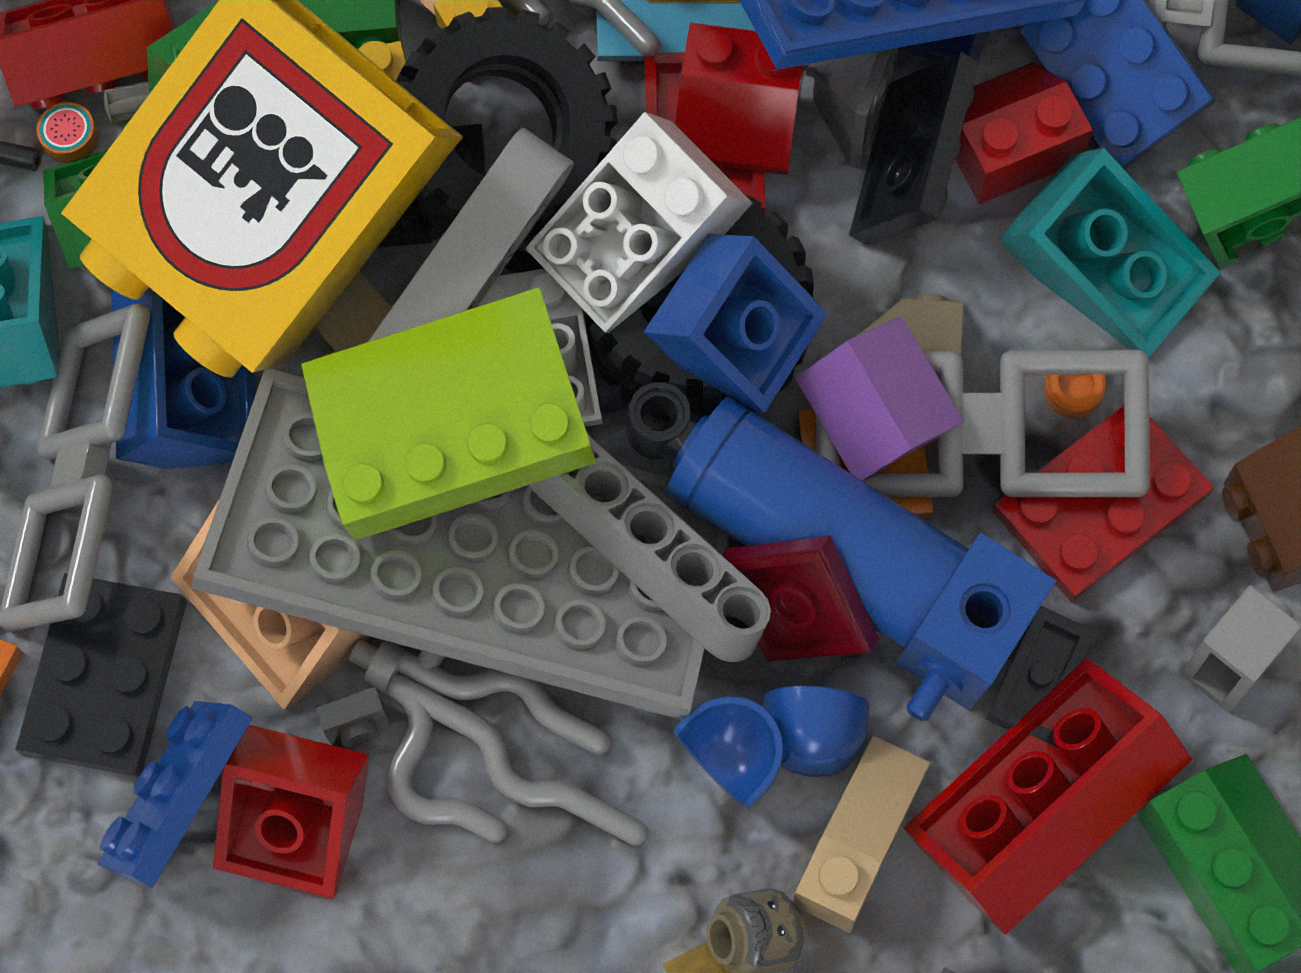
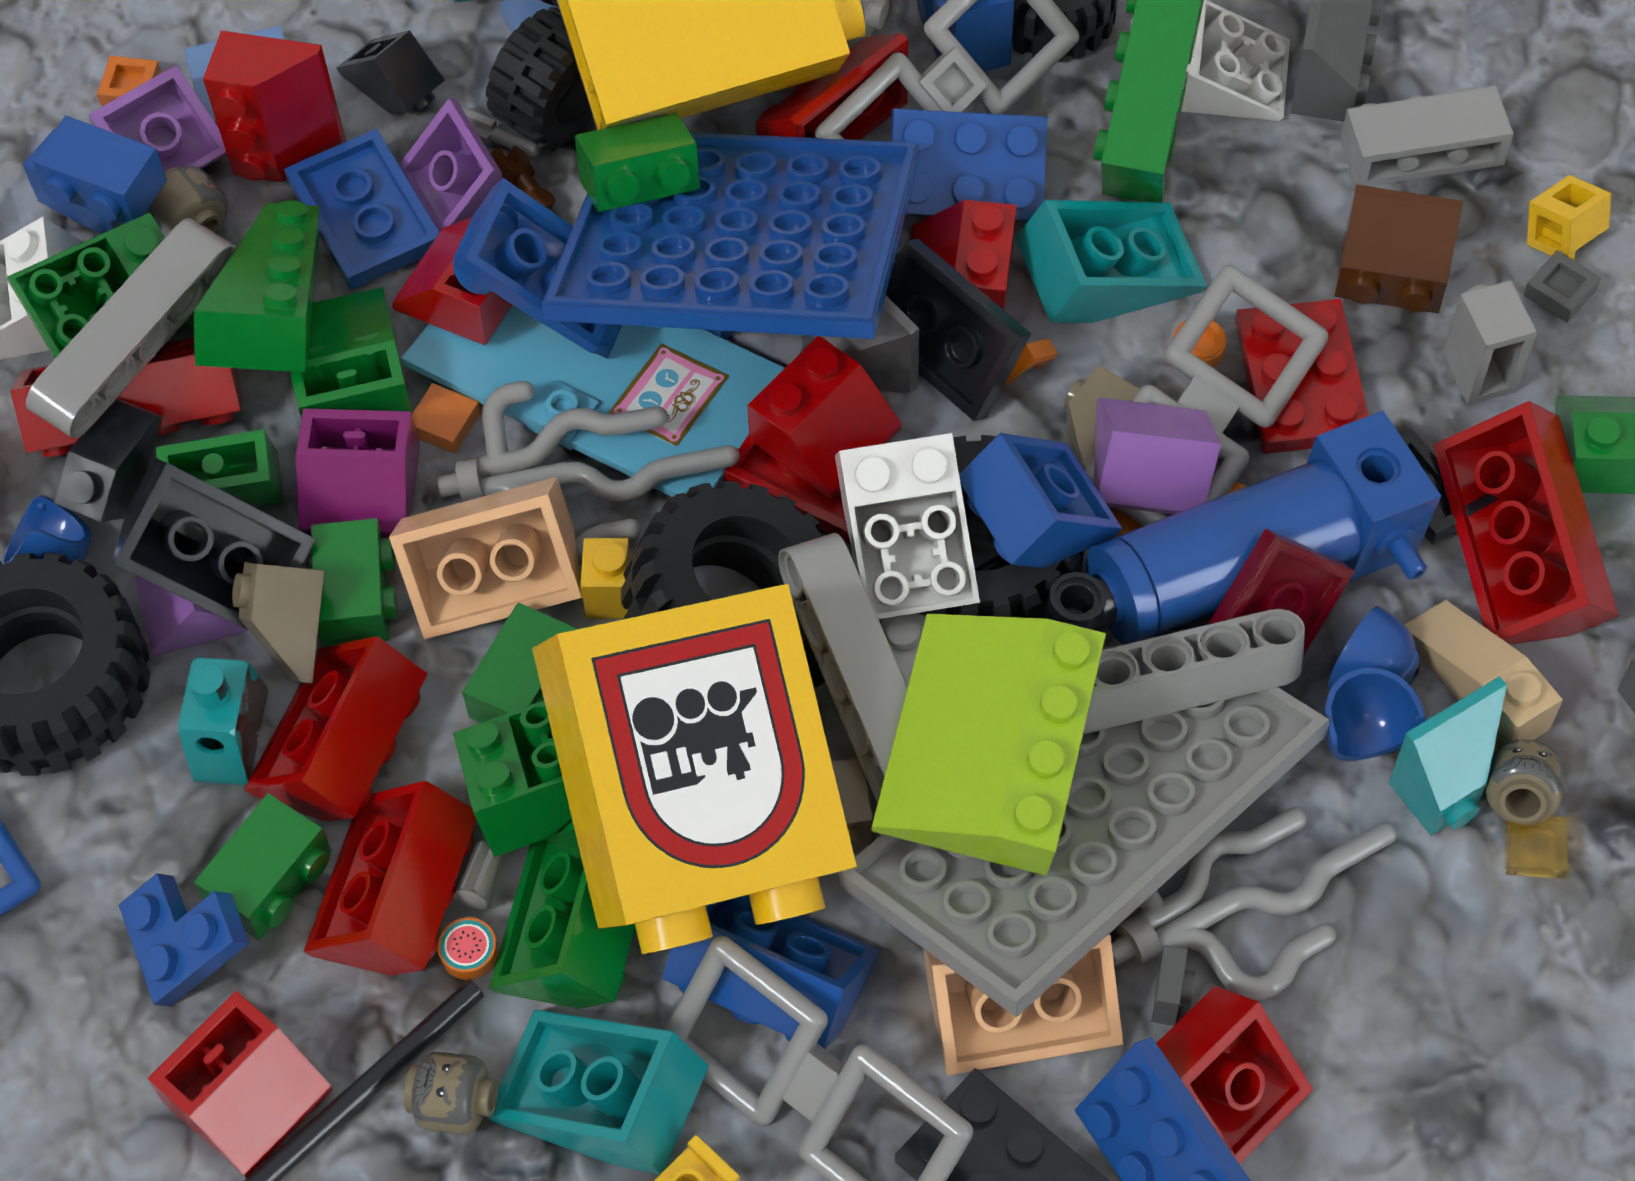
camera: 60 degrees left, 10 degrees down
(731, 850) = (1449, 760): none -> slope
(946, 242) = (1034, 354): none -> orange tile

